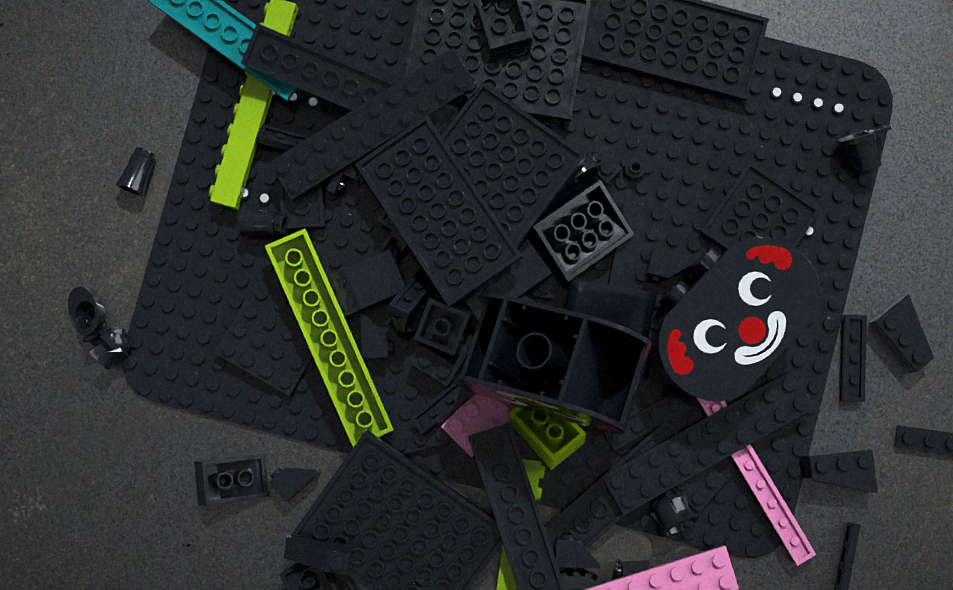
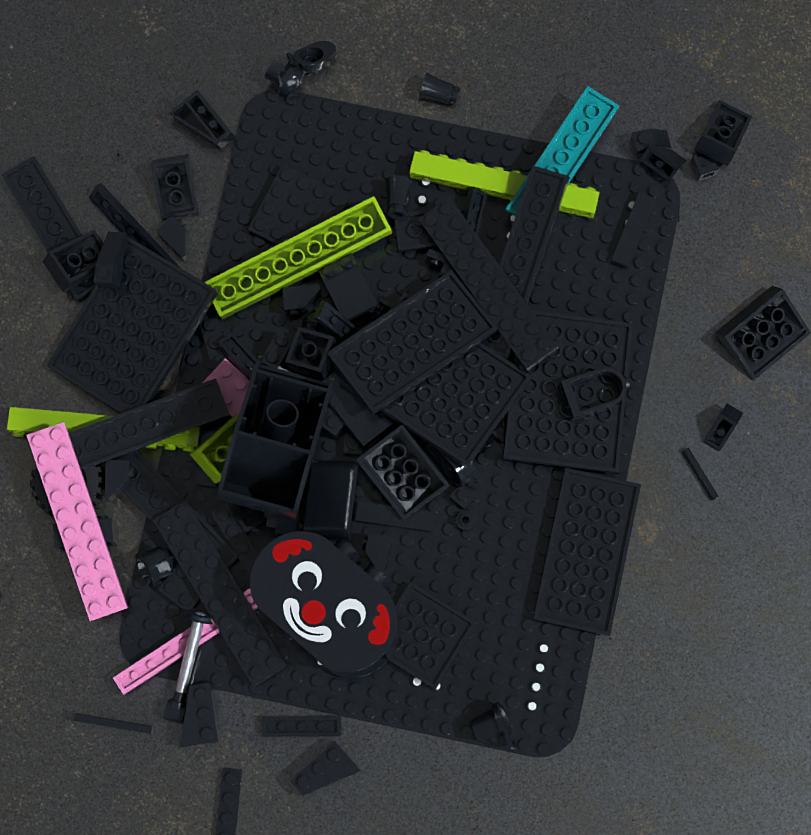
camera: 85 degrees right, 5 degrees down
(152, 444) = (201, 118): none -> black wedge
(273, 535) = (125, 221): none -> black plate
(828, 494) = (176, 706): none -> piece

